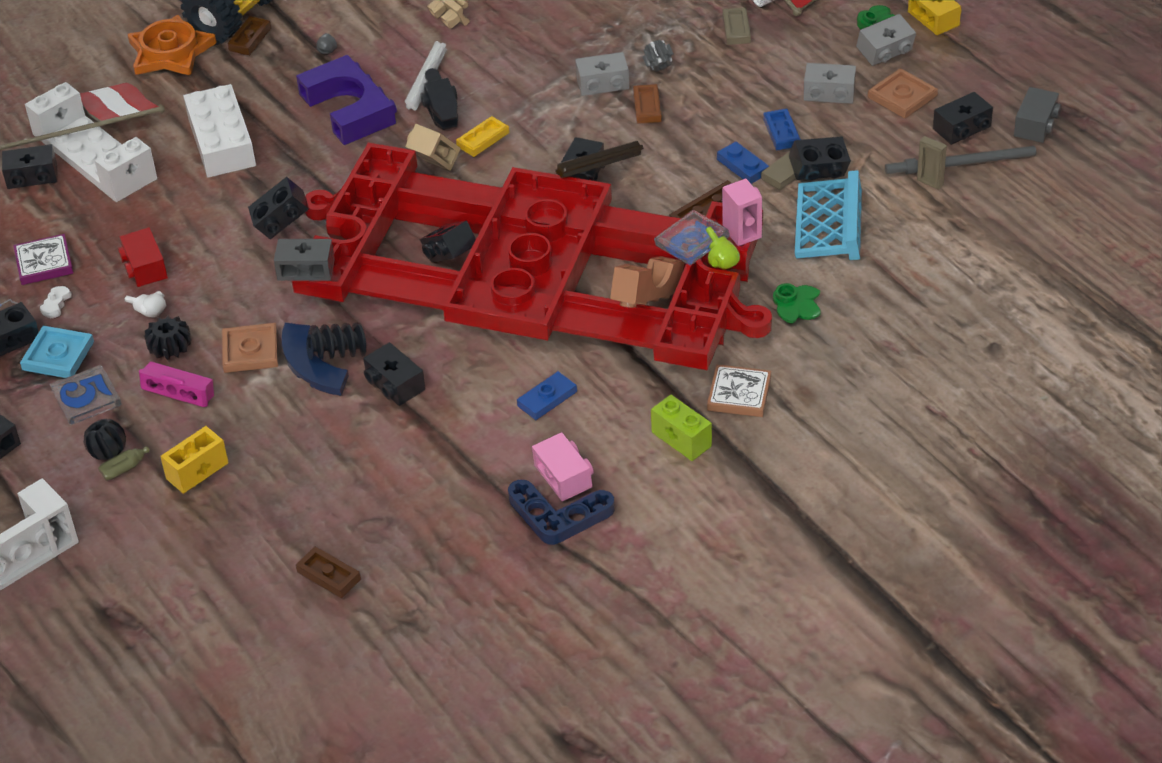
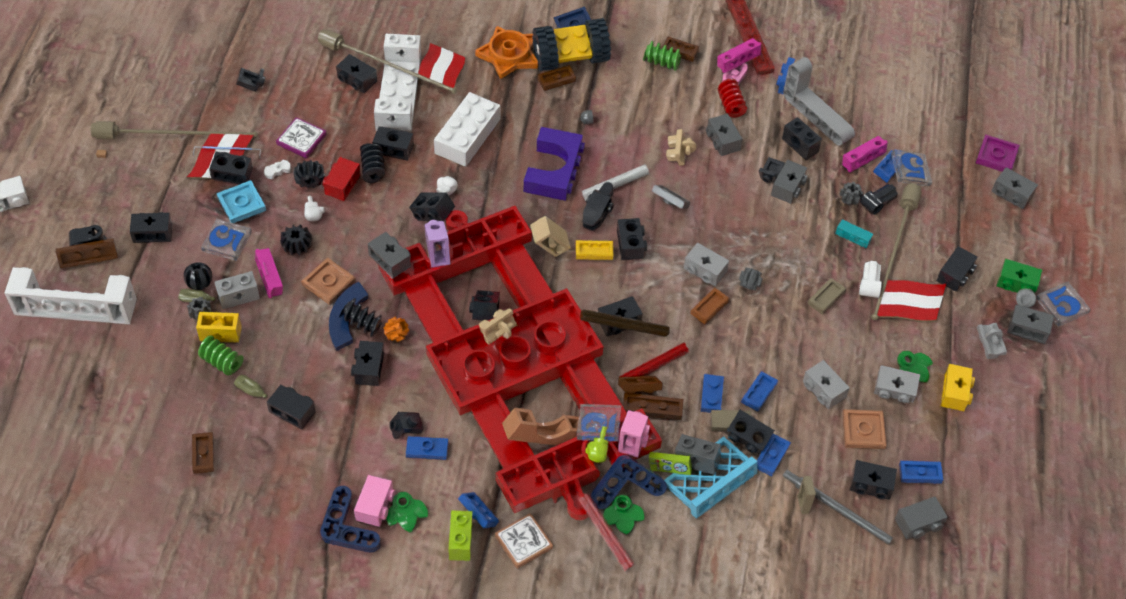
camera: 40 degrees right, 10 degrees up
(104, 273) = (309, 174): none -> black gear
(146, 466) = (198, 305): none -> dark grey gear
(155, 193) = (394, 142): none -> black brick
(164, 223) = (372, 162): none -> black piece
(166, 419) = (237, 290): none -> light grey brick
(229, 483) = (220, 355): none -> bright green piece
(260, 186) = (446, 184): none -> white piece
(296, 486) = (249, 386): none -> olive piece
(342, 213) = (437, 235): none -> lavender torso
(366, 465) = (291, 406): none -> black brick
(383, 327) = (396, 329): none -> orange gear
(495, 234) = (499, 326): none -> tan hips
(496, 49) = (671, 197): none -> plate
(498, 392) = (406, 423): none -> black bracket
(505, 103) = (631, 234): none -> black brick
(605, 454) = (406, 514): none -> green plate
(657, 397) = (479, 510): none -> blue plate
(662, 178) = (666, 357): none -> red axle
(673, 198) = (642, 383): none -> reddish brown plate
(765, 265) = (623, 476): none -> dark blue beam
(786, 231) = (670, 463): none -> lime tile
(801, 204) = (703, 454): none -> dark grey brick
(806, 317) = (606, 533): none -> axle
(861, 161) = (772, 454): none -> blue plate
(992, 84) = (920, 472): none -> blue plate

